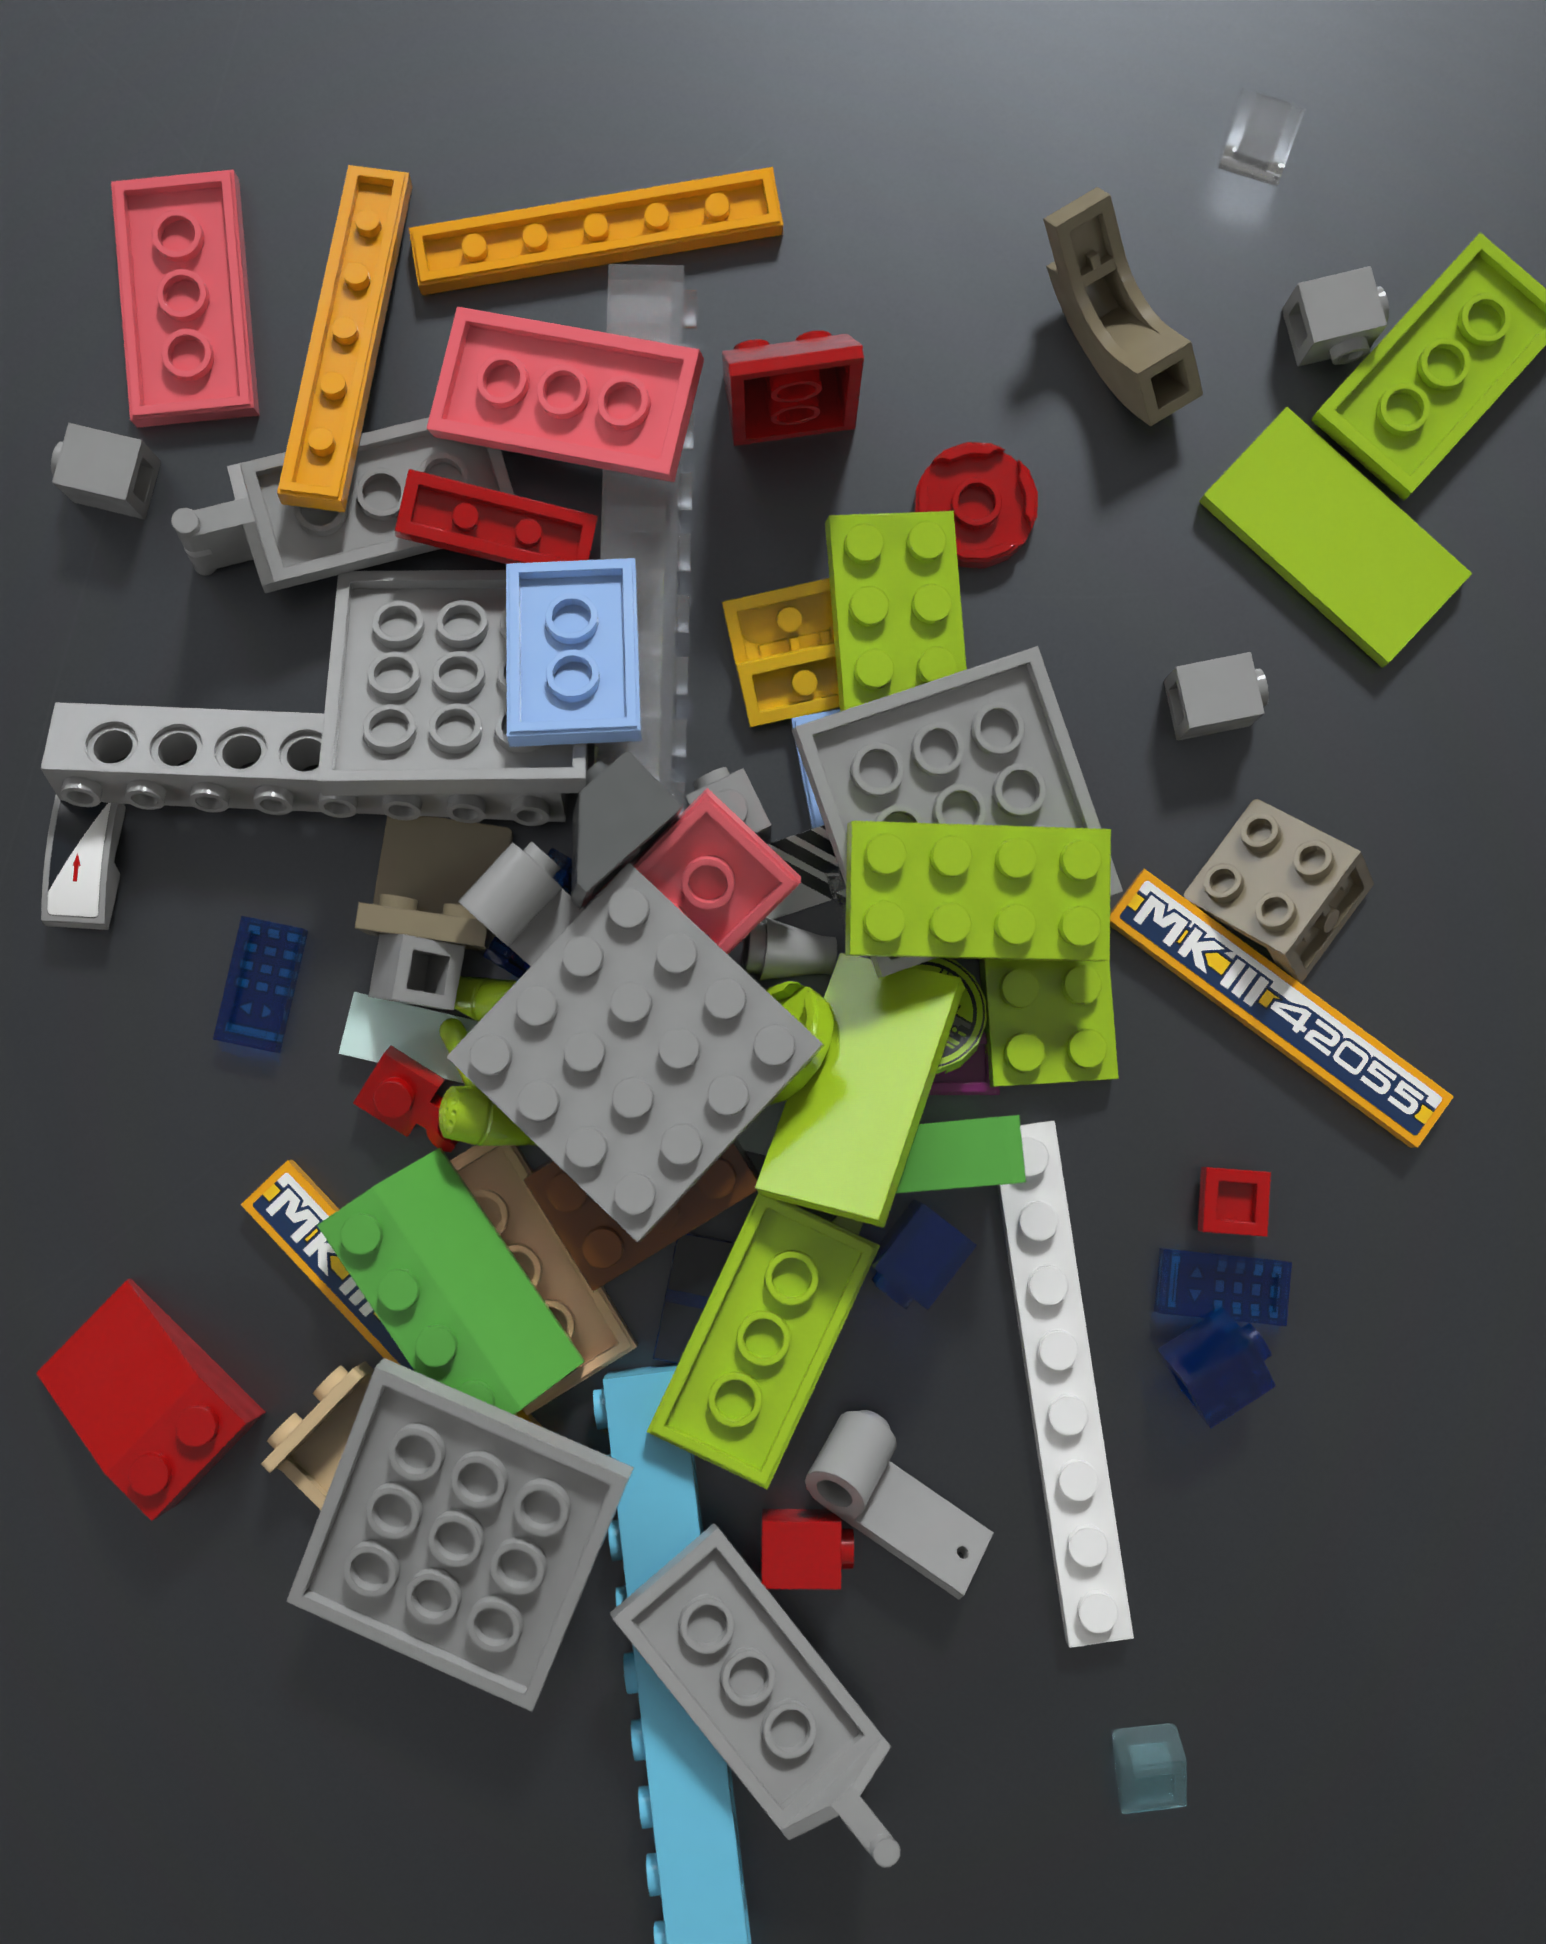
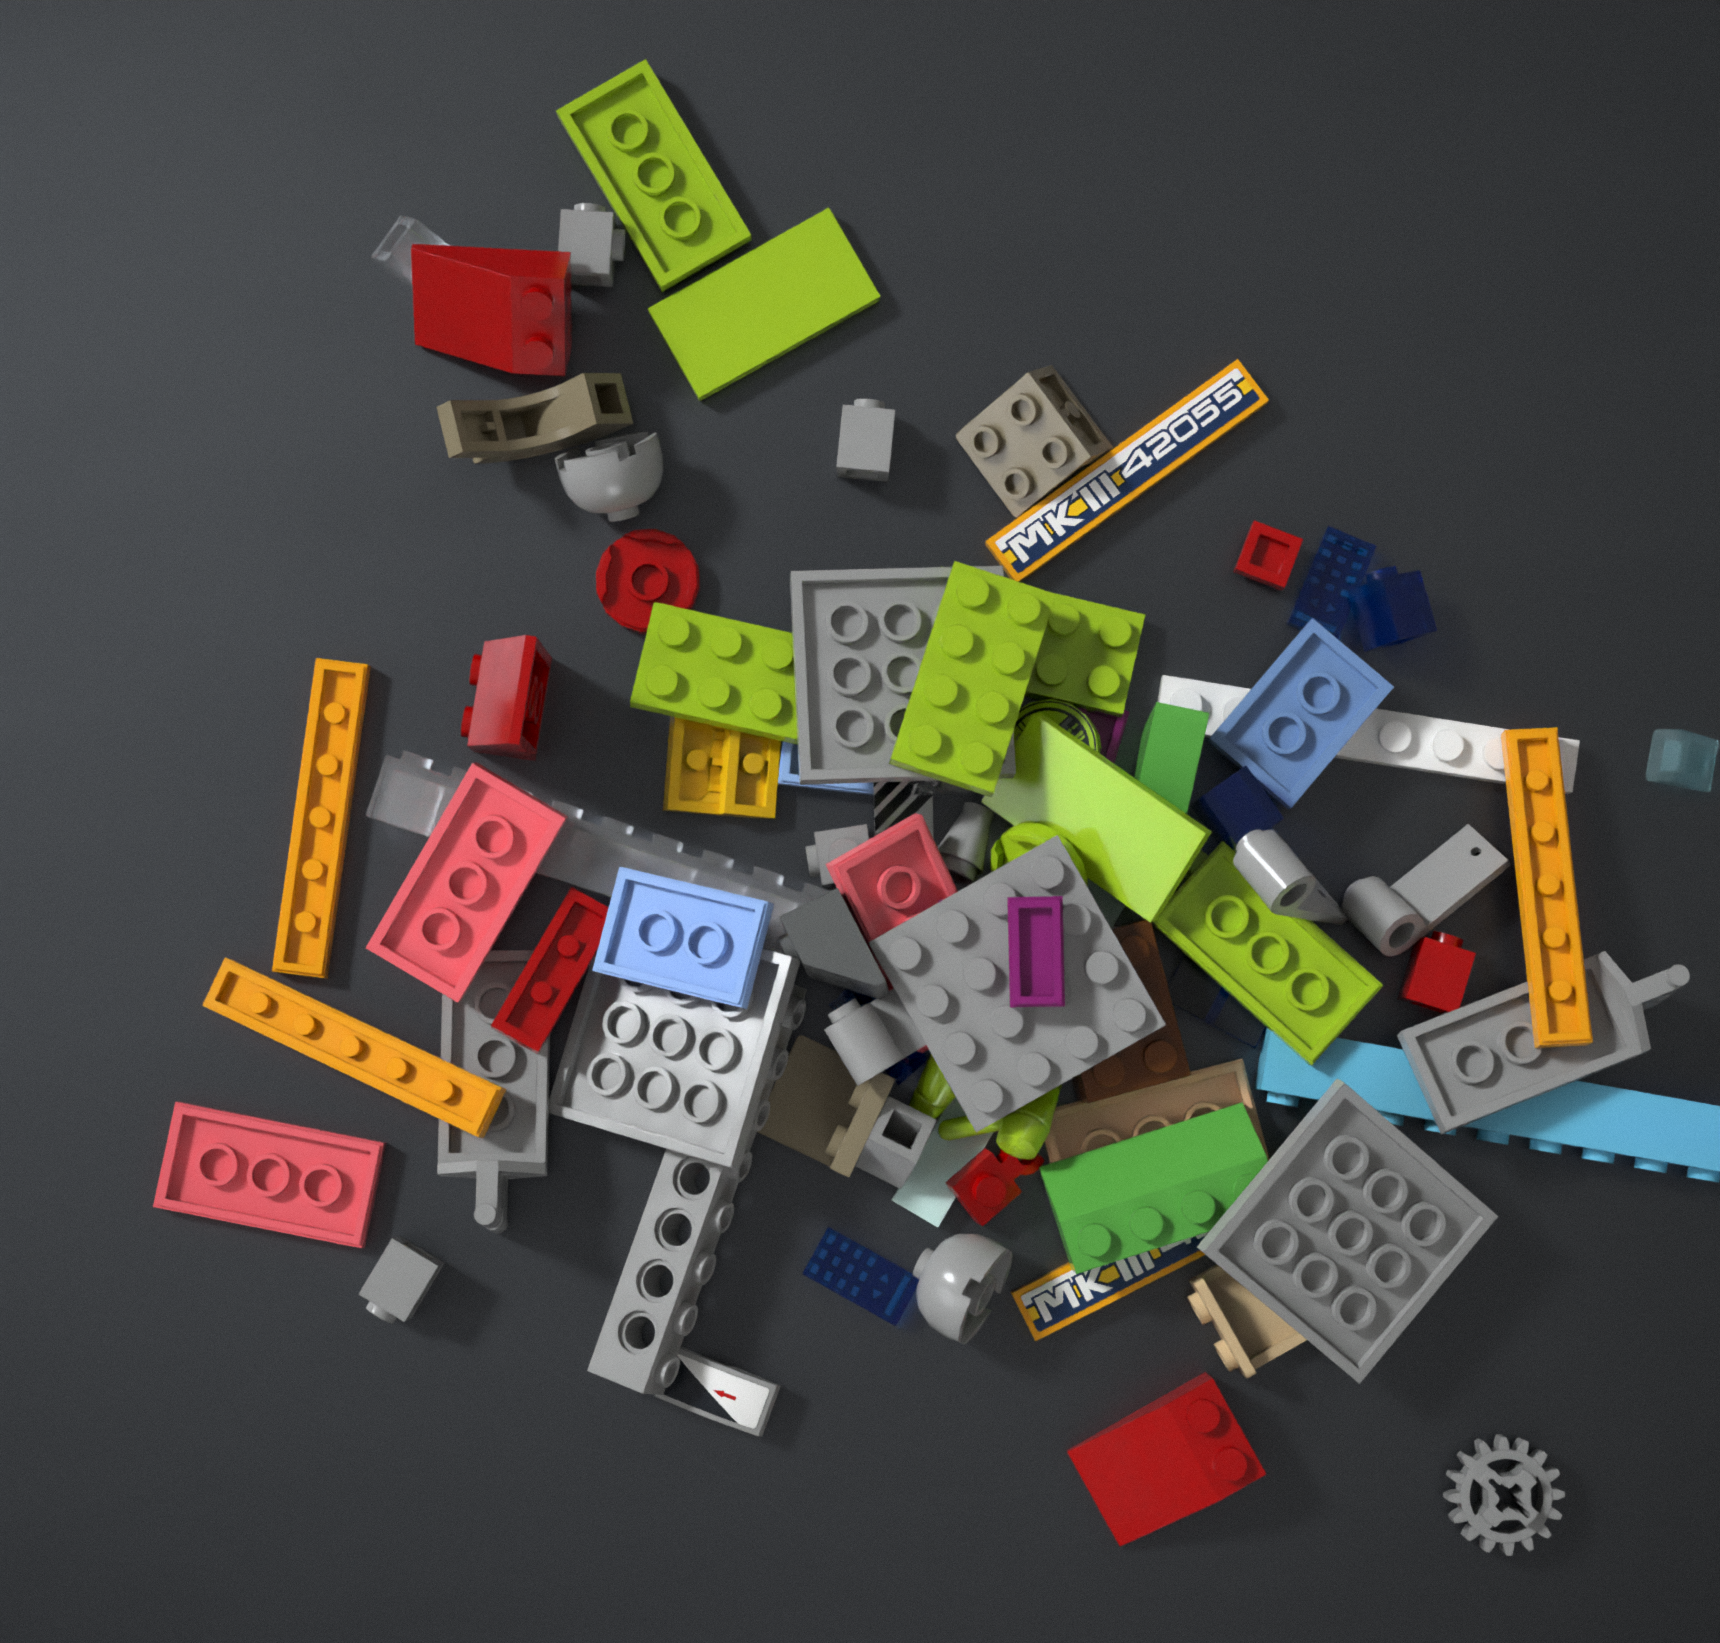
camera: 75 degrees left, 0 degrees up
(186, 1807) = (1488, 1509): none -> light grey gear
(276, 1095) = (959, 1283): none -> light grey cylinder
(674, 1059) = (1036, 951): none -> magenta tile
(851, 1331) = (1283, 879): none -> light grey door
(942, 1653) = (1546, 888): none -> light orange tile
(1060, 1294) = (1300, 713): none -> medium blue plate
(1082, 422) = (613, 474): none -> light grey cylinder
(1235, 231) = (494, 306): none -> red slope

